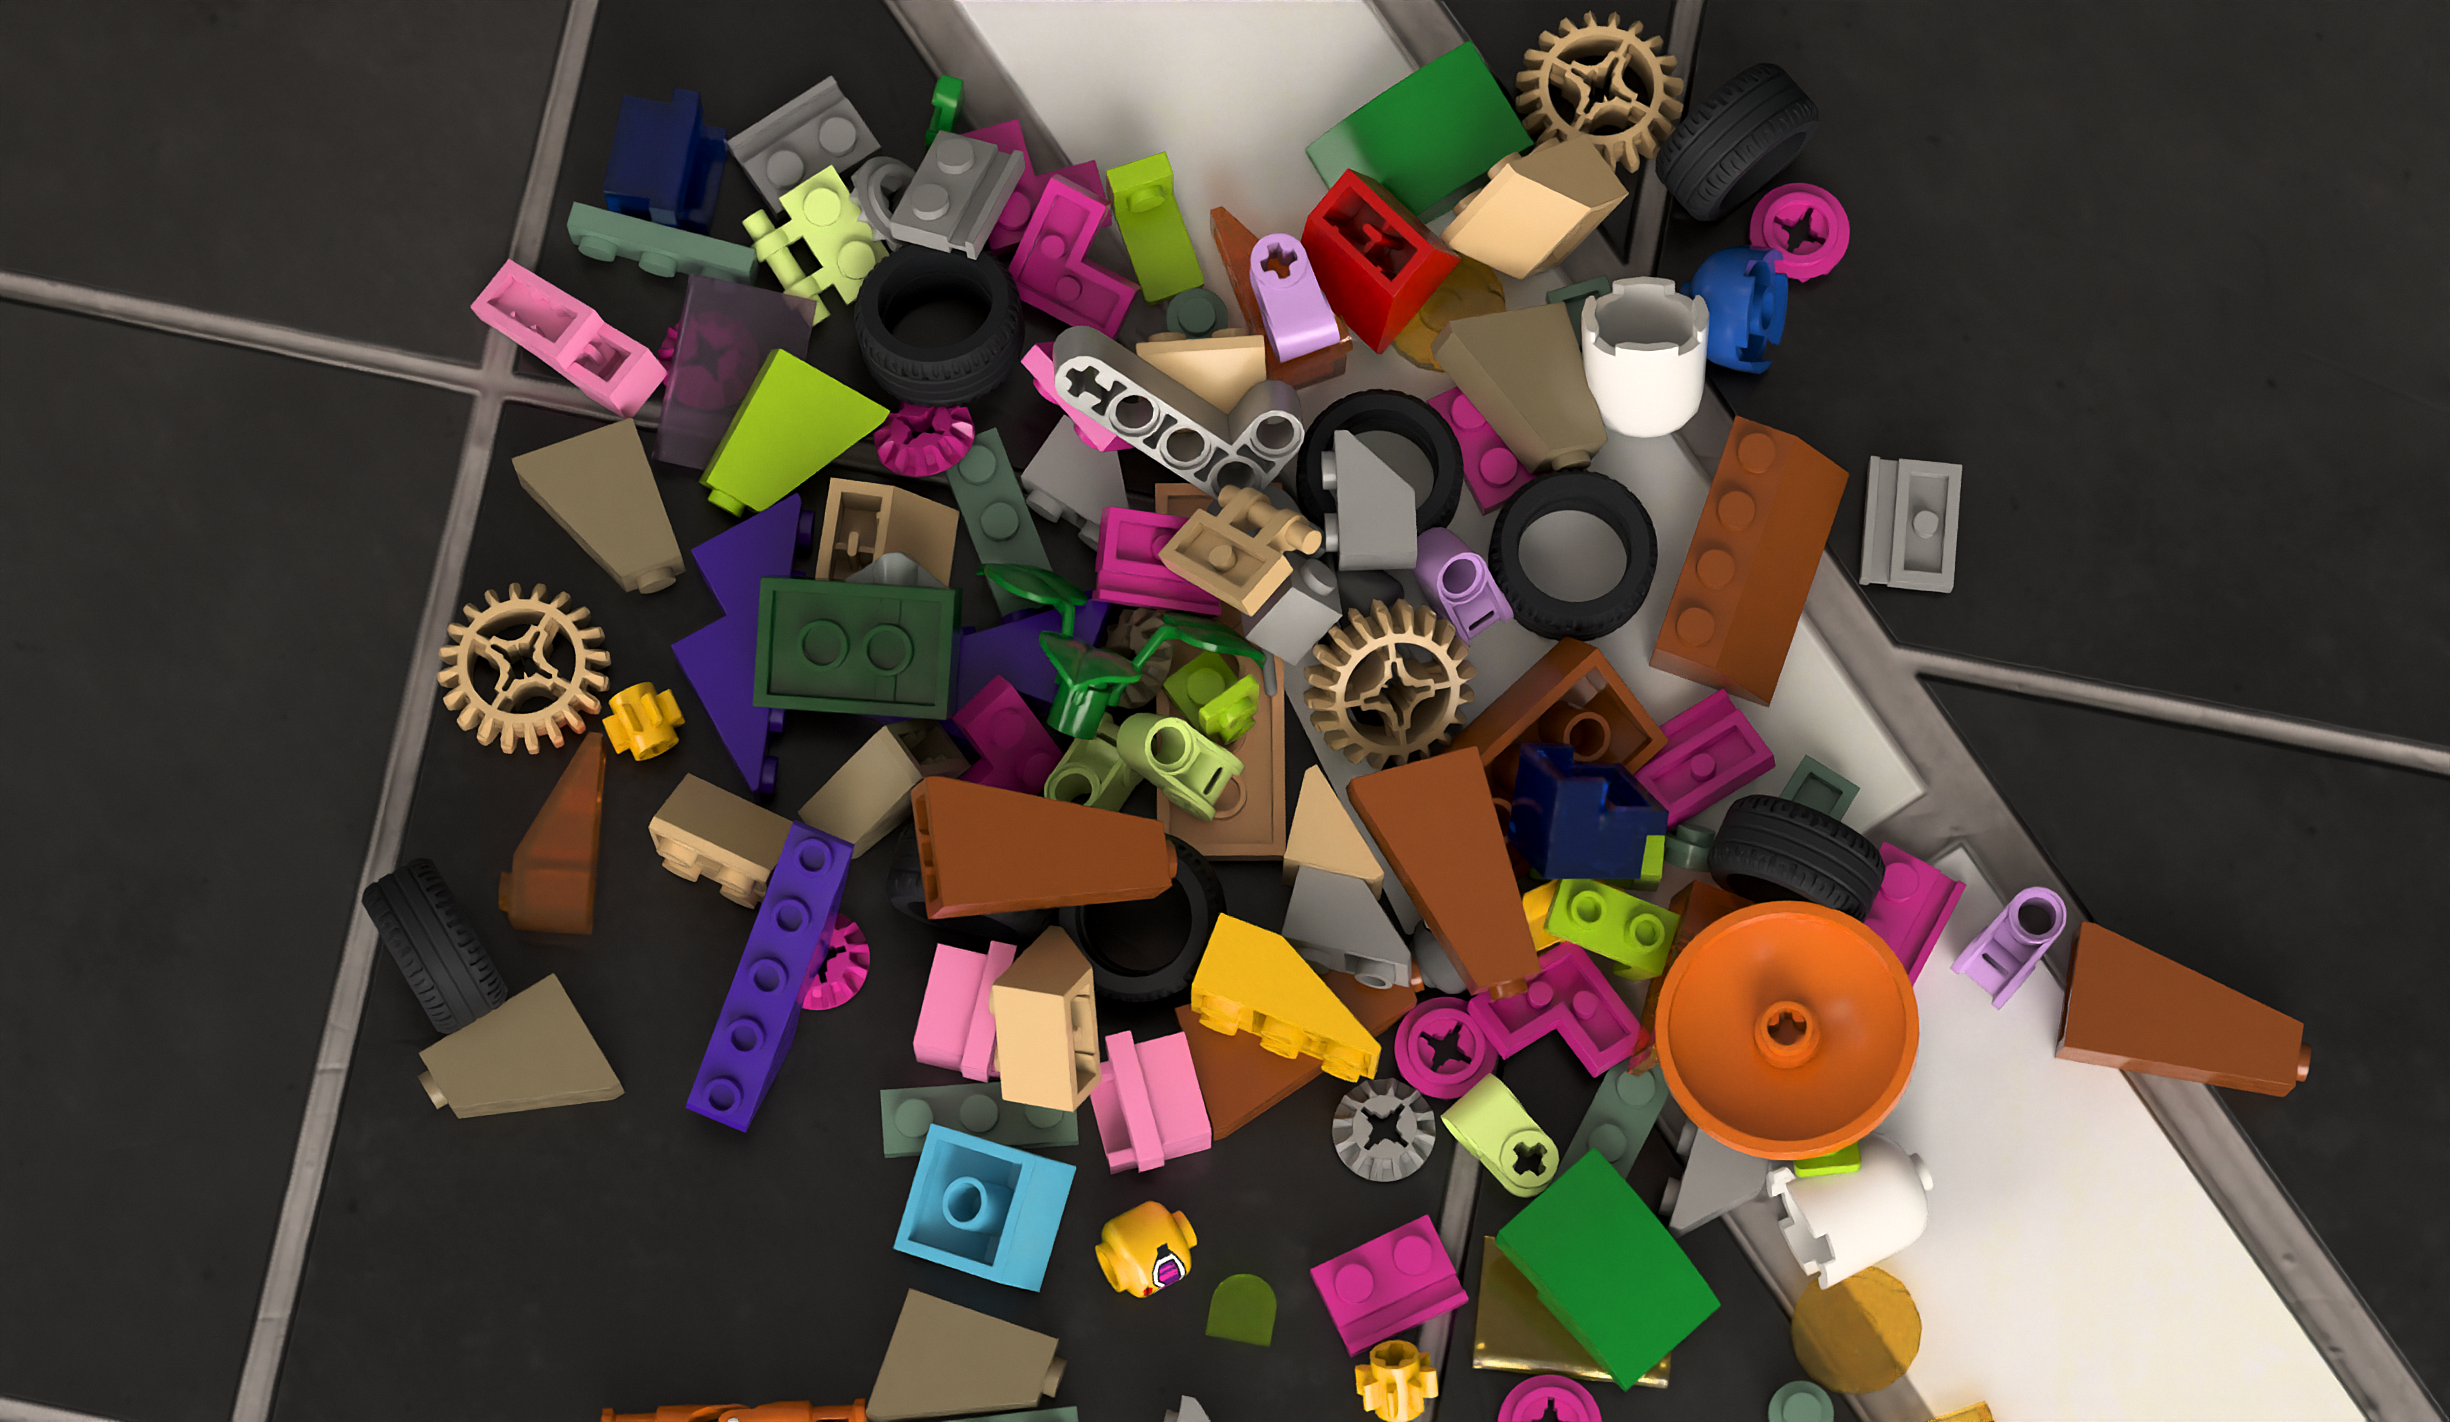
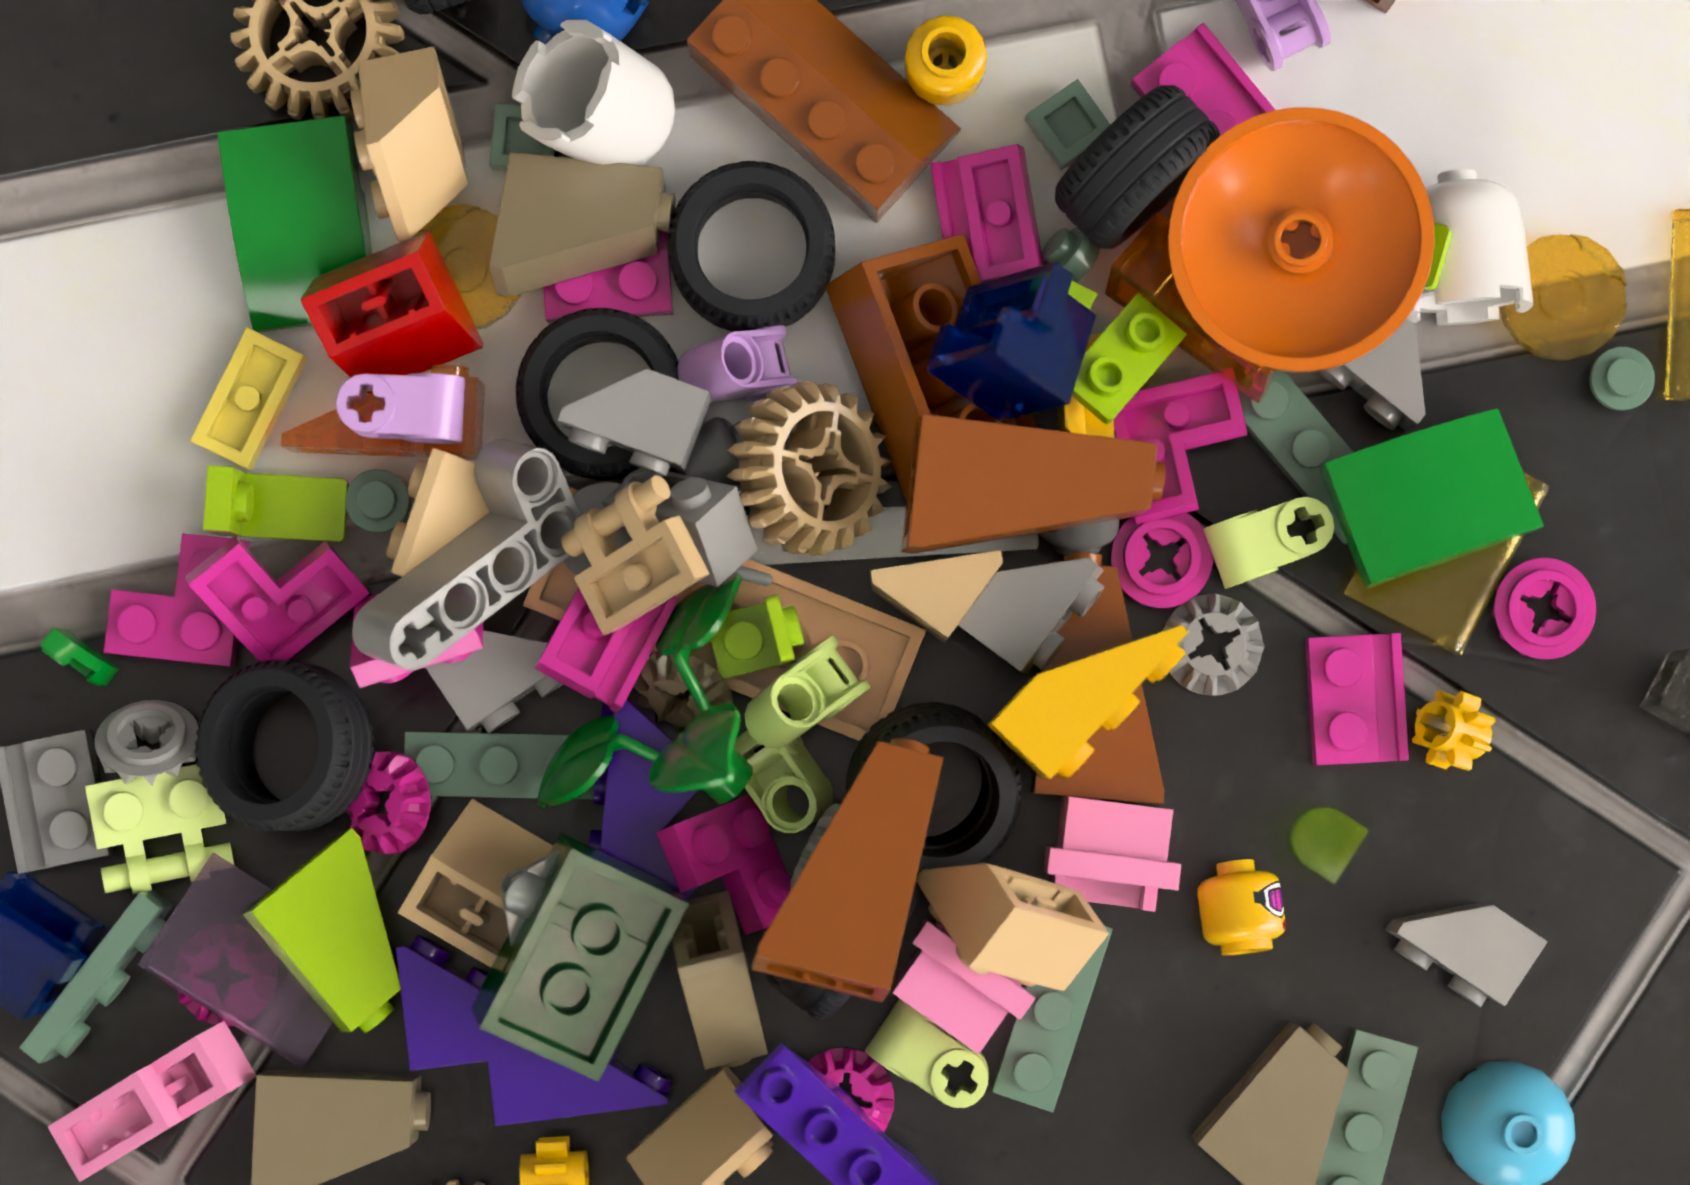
camera: 65 degrees left, 10 degrees up
(889, 1012) = (918, 1052): none -> yellowish green piece
(957, 194) = (166, 679): light grey plate -> none
(984, 1208) = (1147, 1043): medium azure slope -> none
(1241, 169) = (248, 399): none -> light yellow plate
(1830, 640) = (951, 40): none -> yellow head

